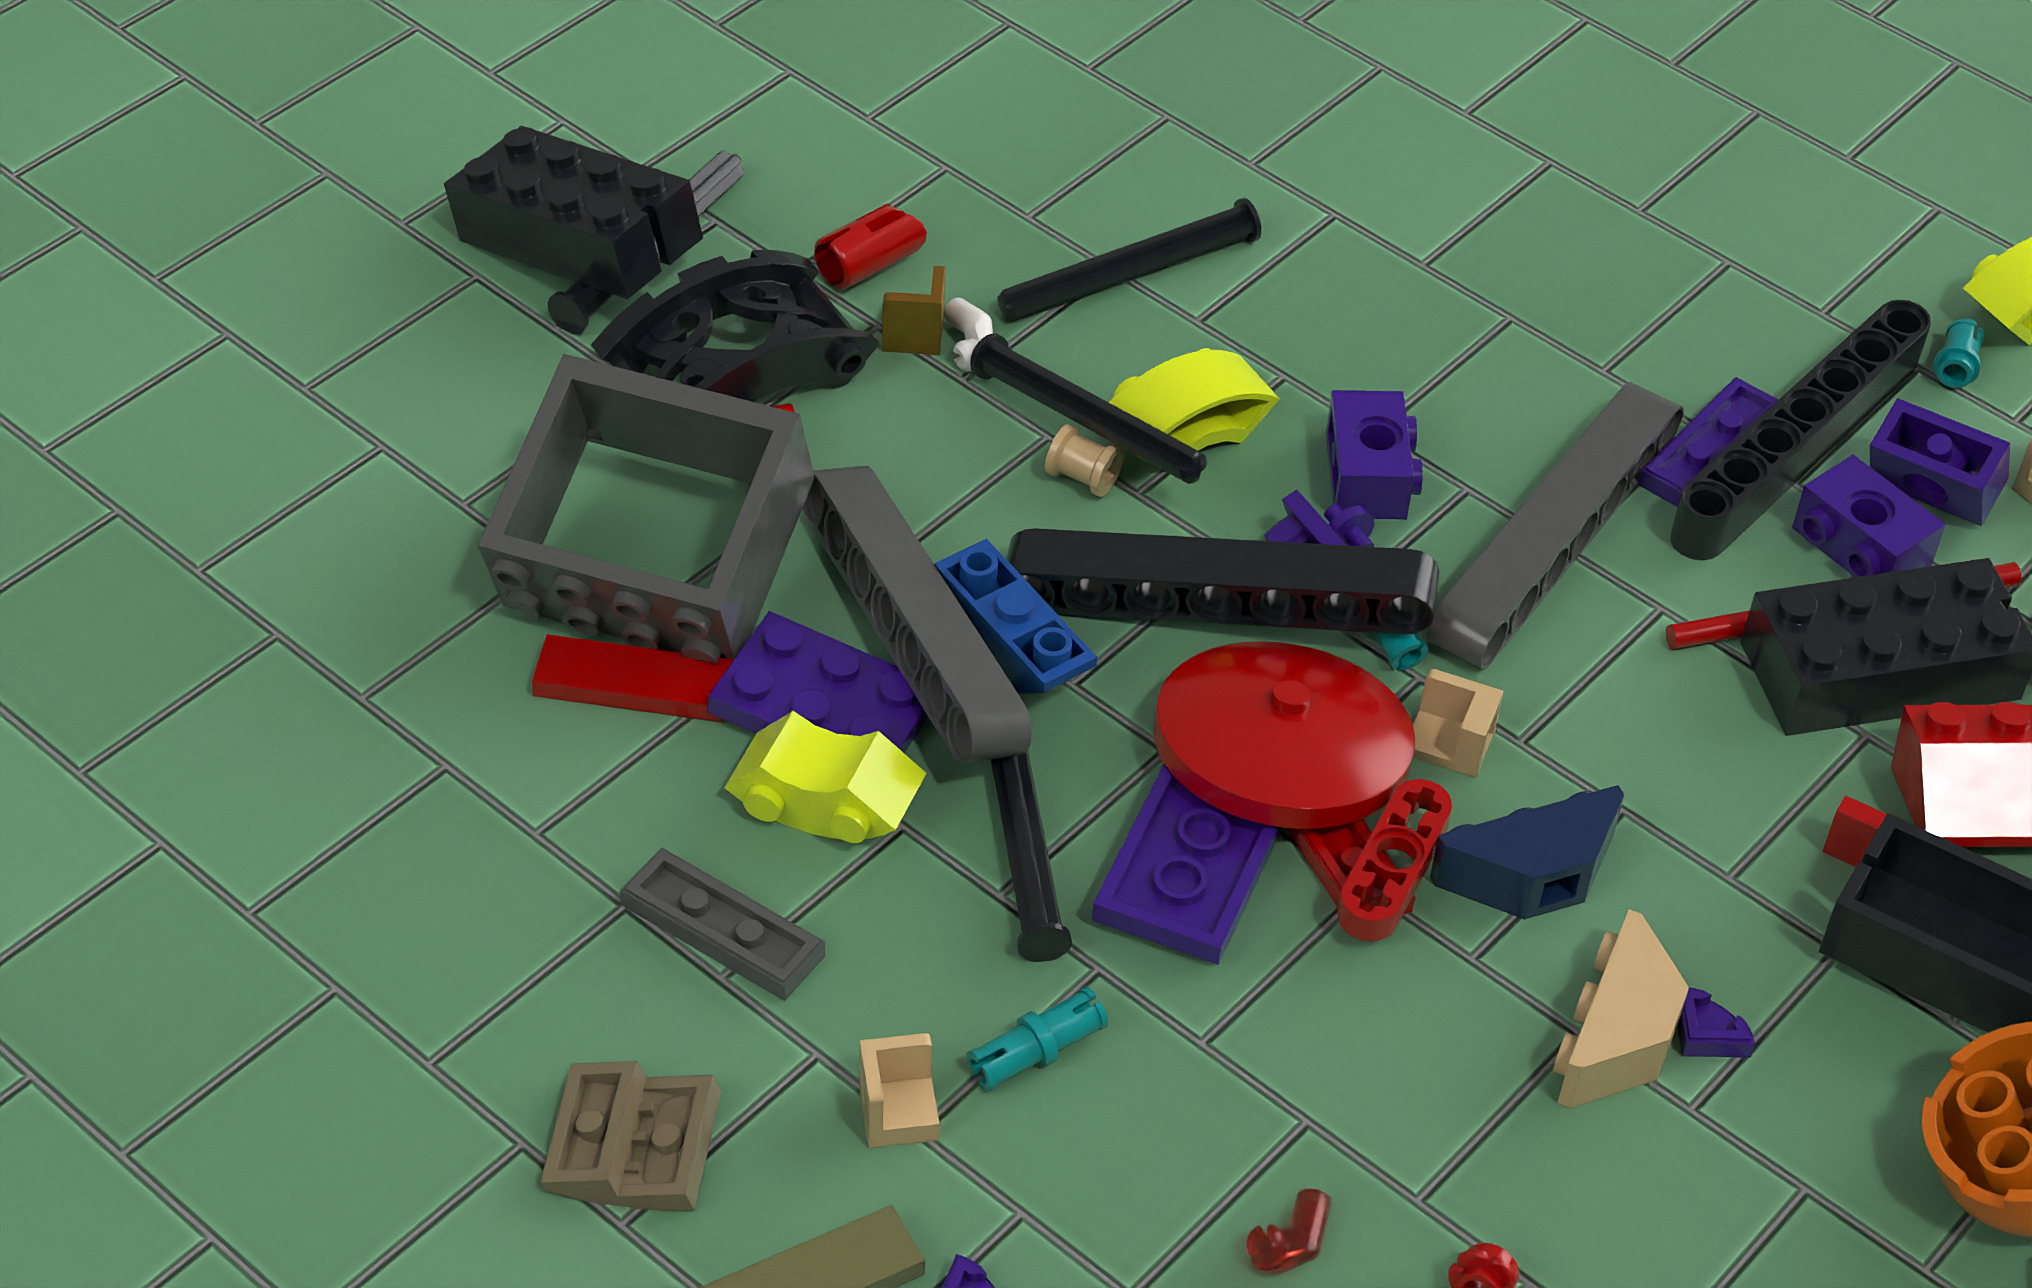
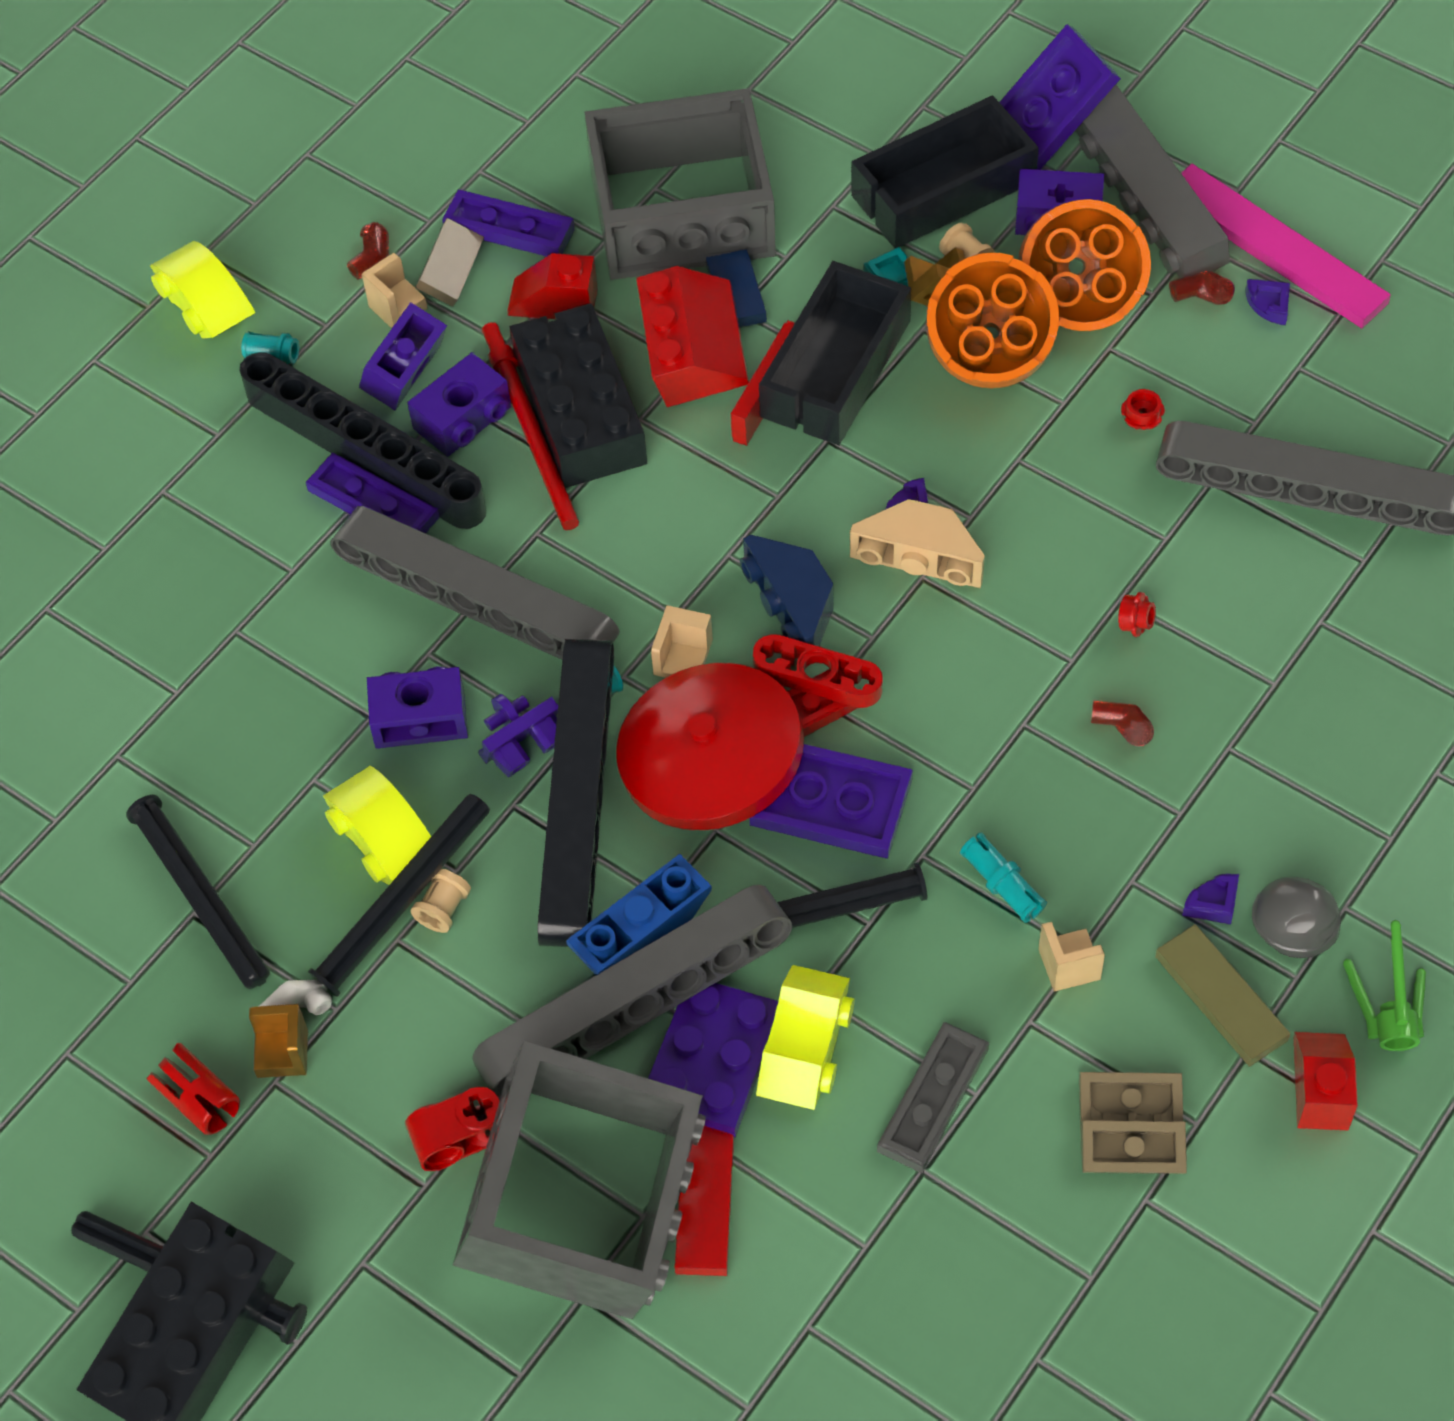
camera: 90 degrees left, 10 degrees up
(773, 286) = (336, 1234): black fence -> none

